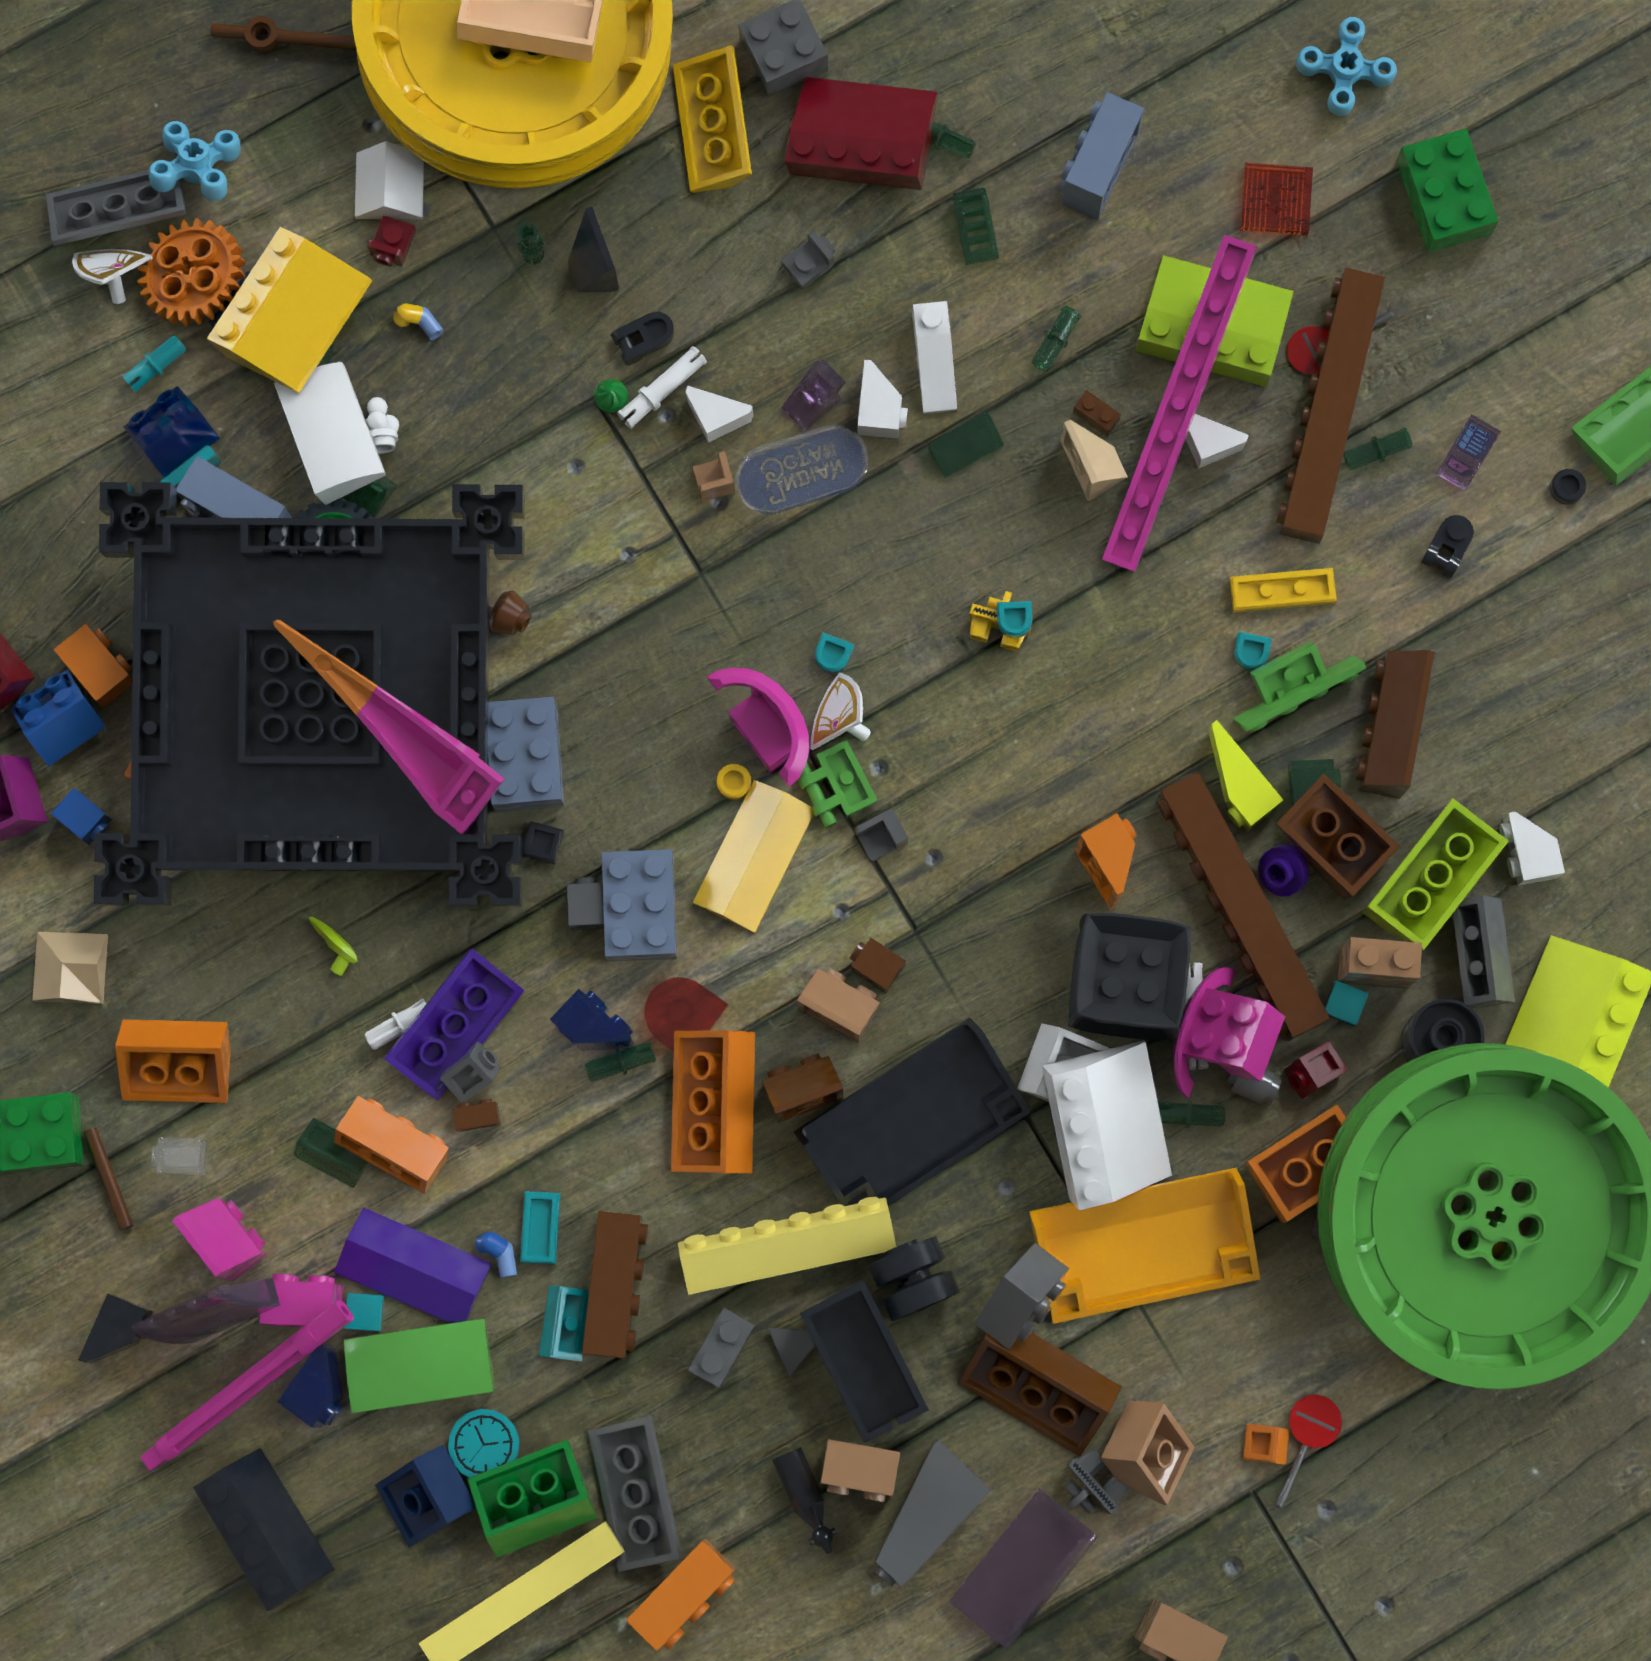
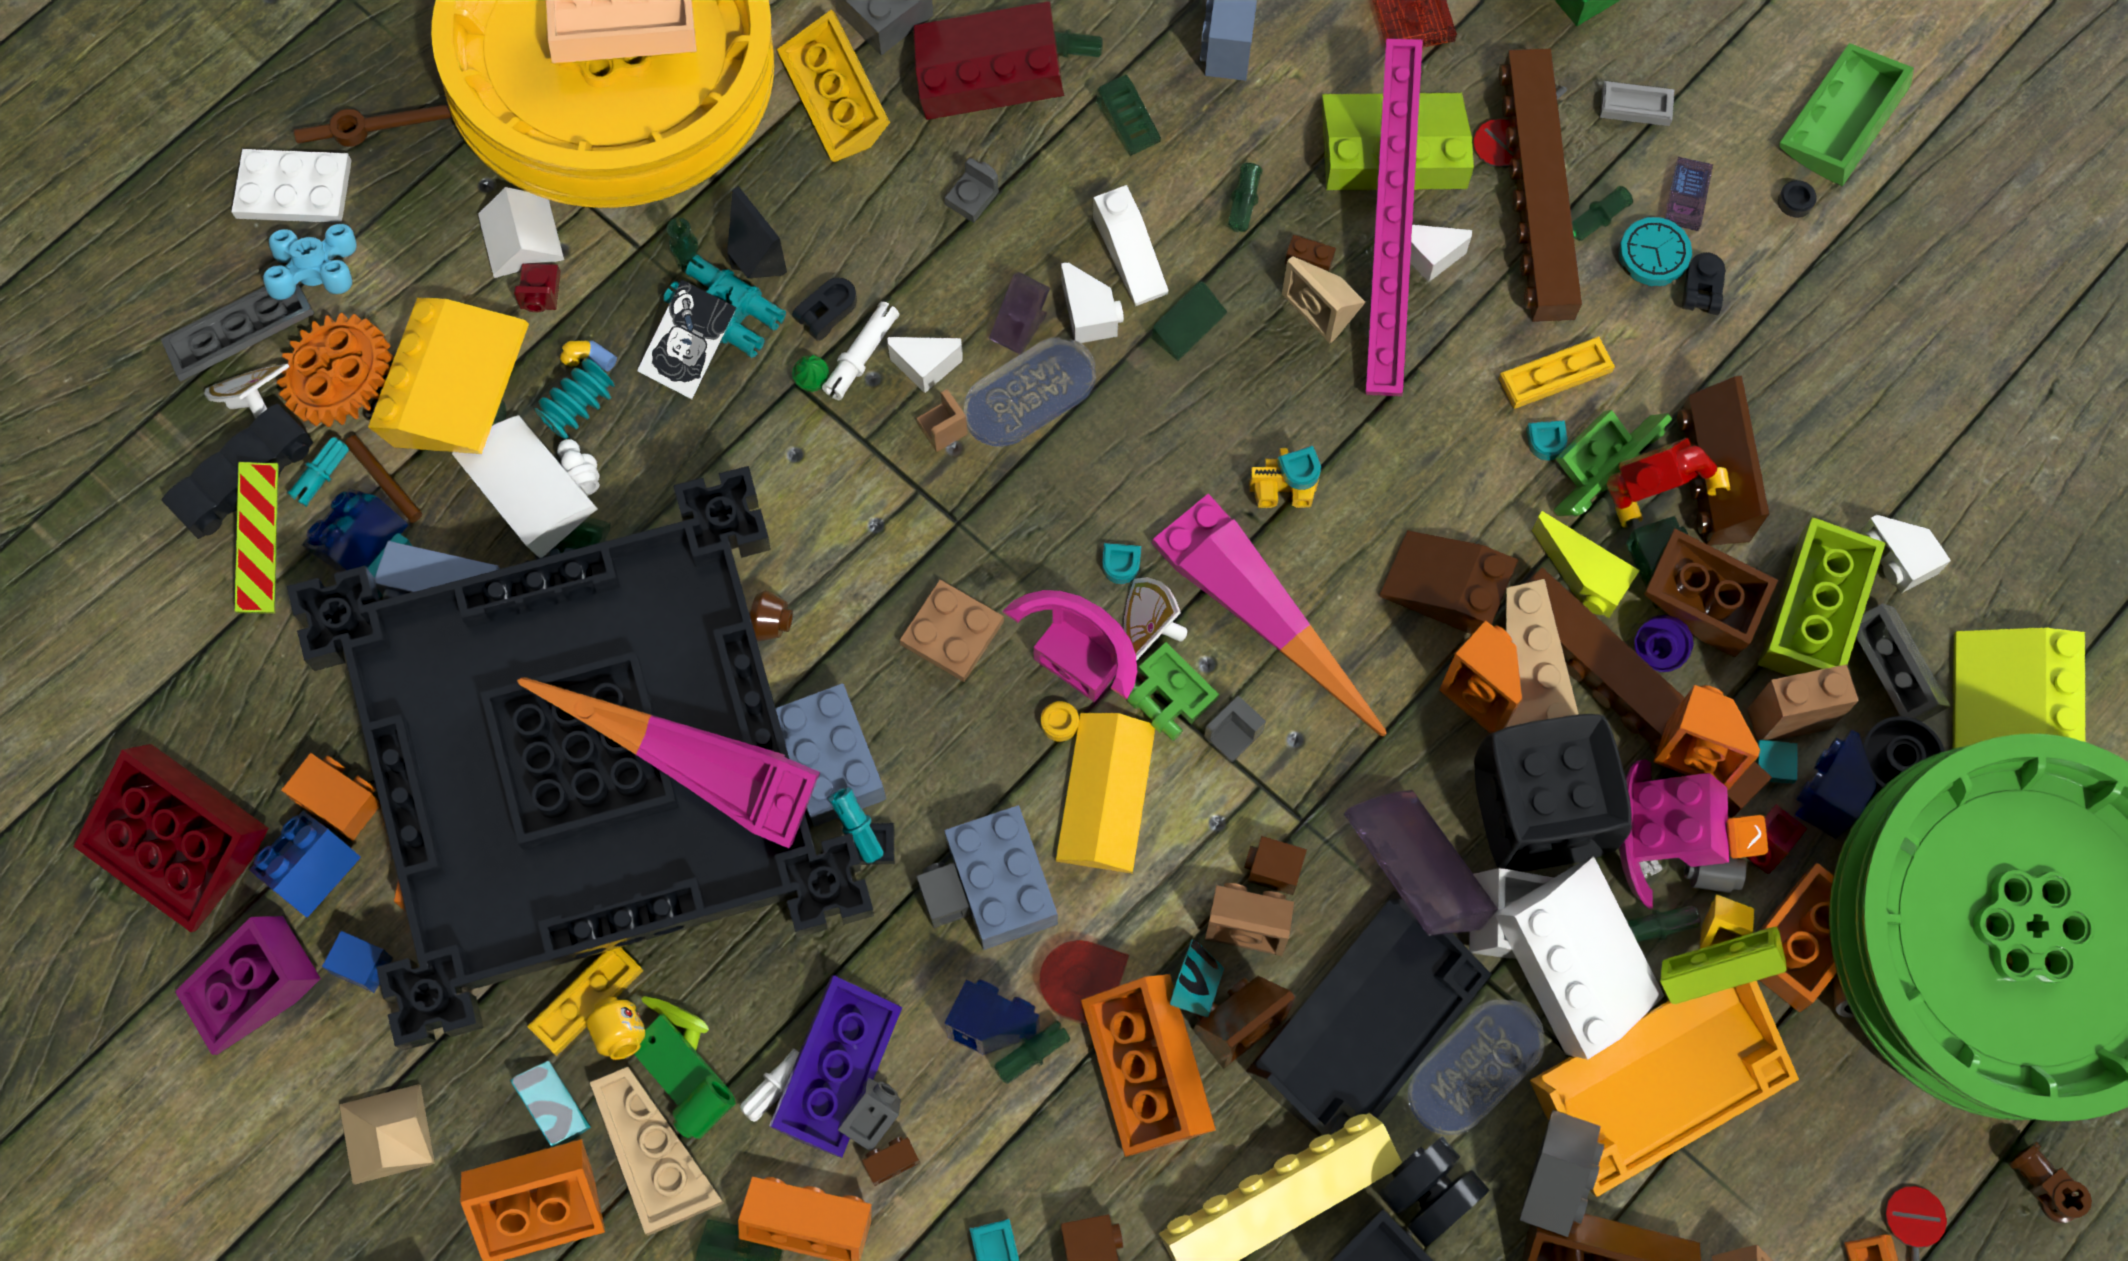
camera: 20 degrees left, 10 degrees down
(85, 342) = (212, 488): none -> black brick
(86, 412) = (256, 538): none -> tile
(196, 76) = (291, 186): none -> white plate
(209, 385) = (383, 479): none -> reddish brown bar
(210, 984) = (550, 1104): none -> slope
(261, 904) = (570, 1010): none -> yellow tile
(280, 937) = (616, 1028): none -> yellow head
(282, 1058) = (654, 1162): none -> tan wing
(327, 995) = (686, 1079): none -> green door
(395, 361) = (574, 398): none -> teal piece
(509, 332) = (686, 339): none -> sticker
(528, 824) = (857, 823): none -> teal axle
(558, 294) = (739, 294): none -> teal pin
(665, 672) = (952, 630): none -> medium nougat plate
(776, 1044) = (1197, 981): none -> teal slope
(922, 682) = (1226, 566): none -> dark pink plate
(990, 1186) = (1476, 1067): none -> clear tile
(997, 1002) = (1421, 863): none -> clear purple slope
(1115, 757) = (1449, 580): none -> reddish brown slope
(1160, 859) = (1541, 660): none -> tan wing
(1223, 1167) = (1723, 965): none -> lime slope
(1242, 1136) = (1726, 921): none -> yellow brick
(1273, 971) = (1707, 737): none -> orange slope
(1286, 1063) = (1747, 836): none -> orange slope
(1330, 720) = (1659, 472): none -> red torso
(1384, 1047) = (1838, 787): none -> clear blue slope
(1416, 500) = (1655, 251): none -> teal tile
(1436, 1427) = (2052, 1185): none -> reddish brown connector
(1454, 348) = (1637, 103): none -> light grey tile

